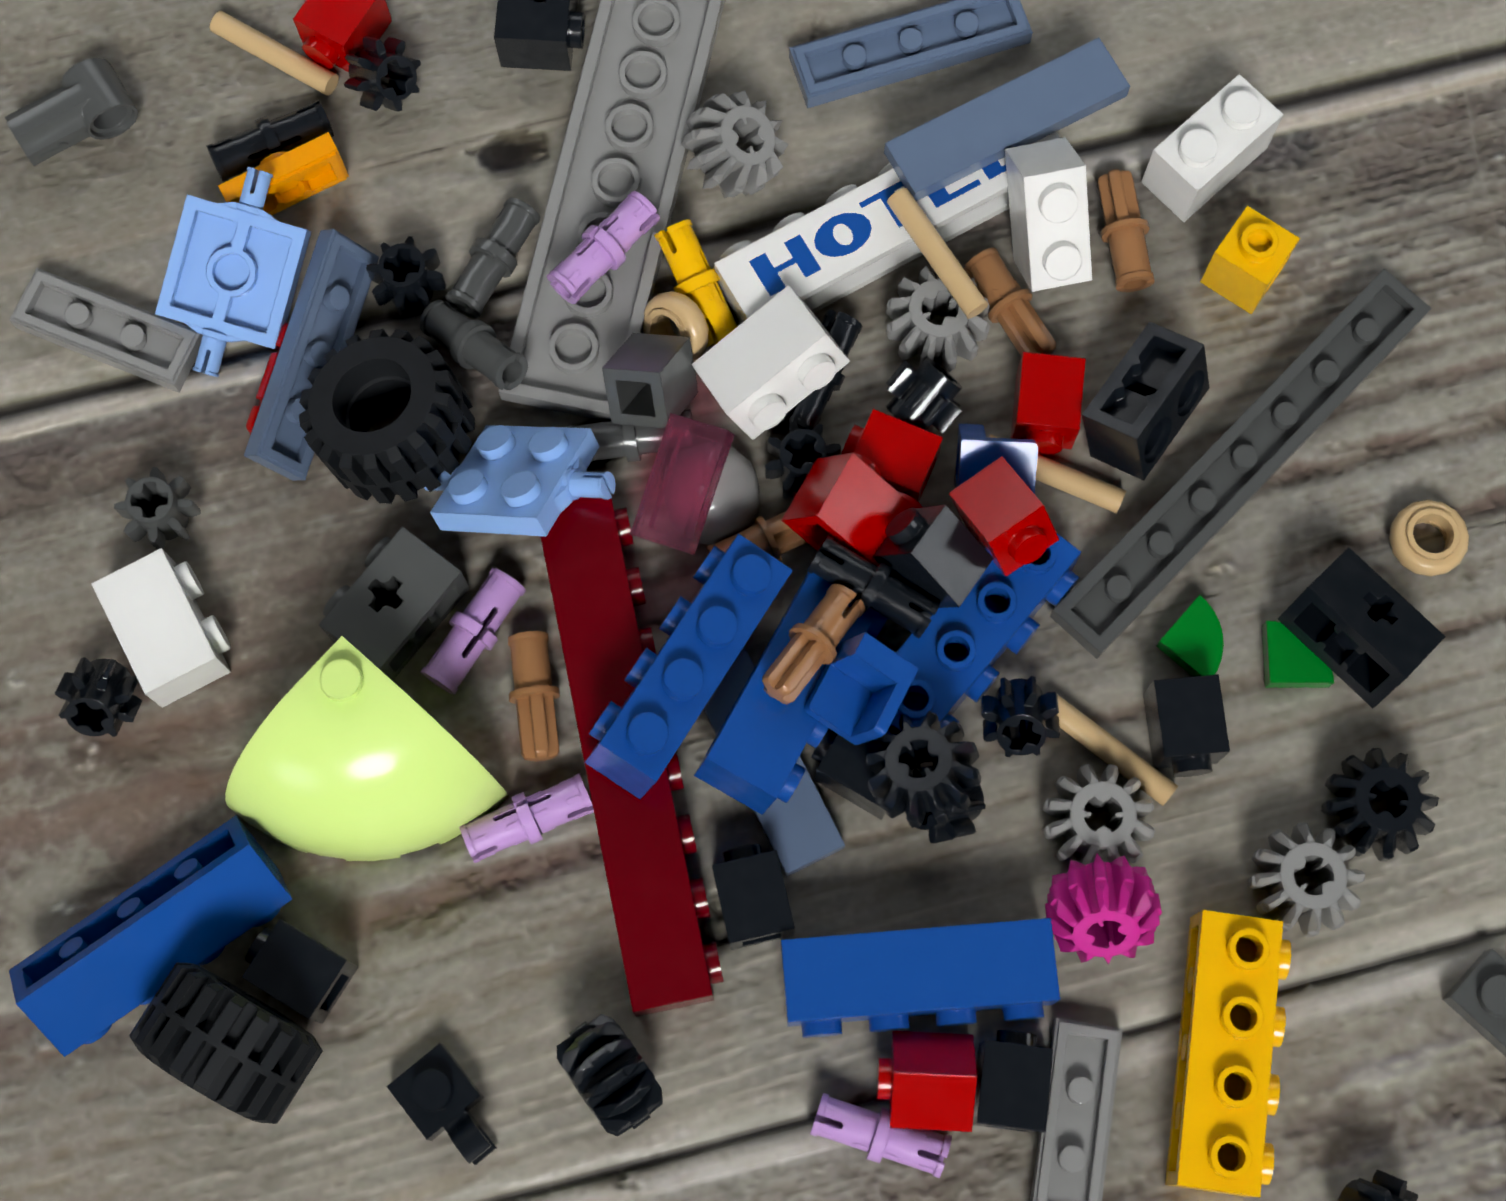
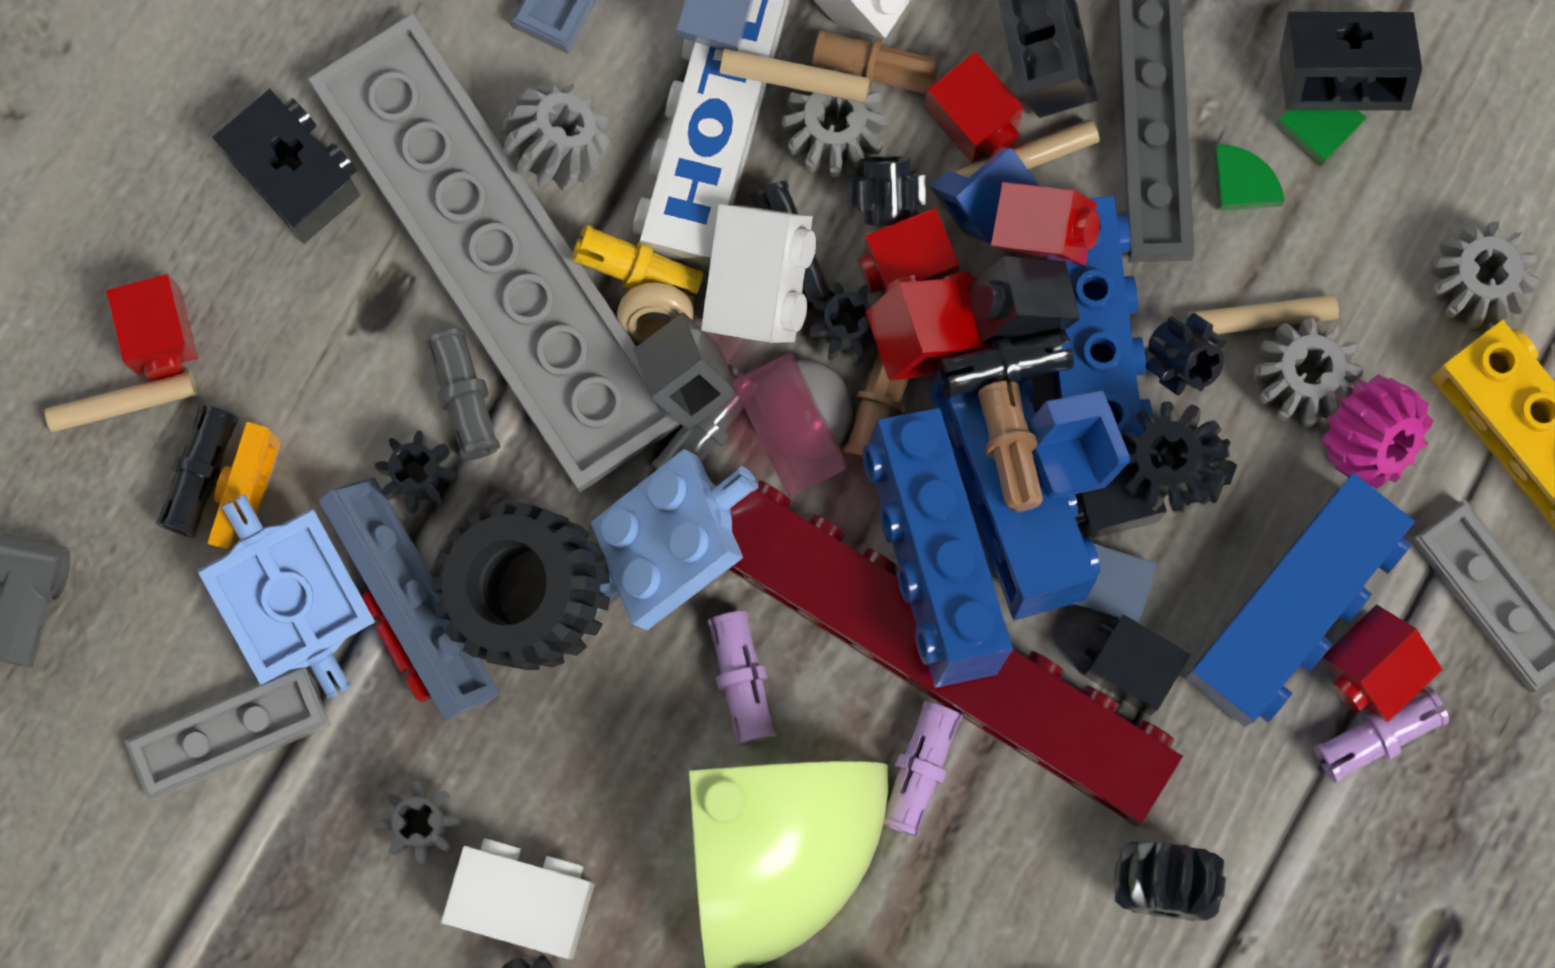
camera: 45 degrees left, 5 degrees up
(382, 73) = (230, 337): black gear -> none
(396, 569) = (674, 677): dark grey brick -> none
(473, 345) = (523, 472): dark grey pin -> none
(534, 695) = (834, 679): medium nougat axle -> none
(603, 247) = (546, 307): lavender pin -> none
(1013, 1083) = (1437, 607): black brick -> none
(1186, 724) = (1300, 247): black brick -> none
(1394, 826) = (1499, 160): black gear -> none

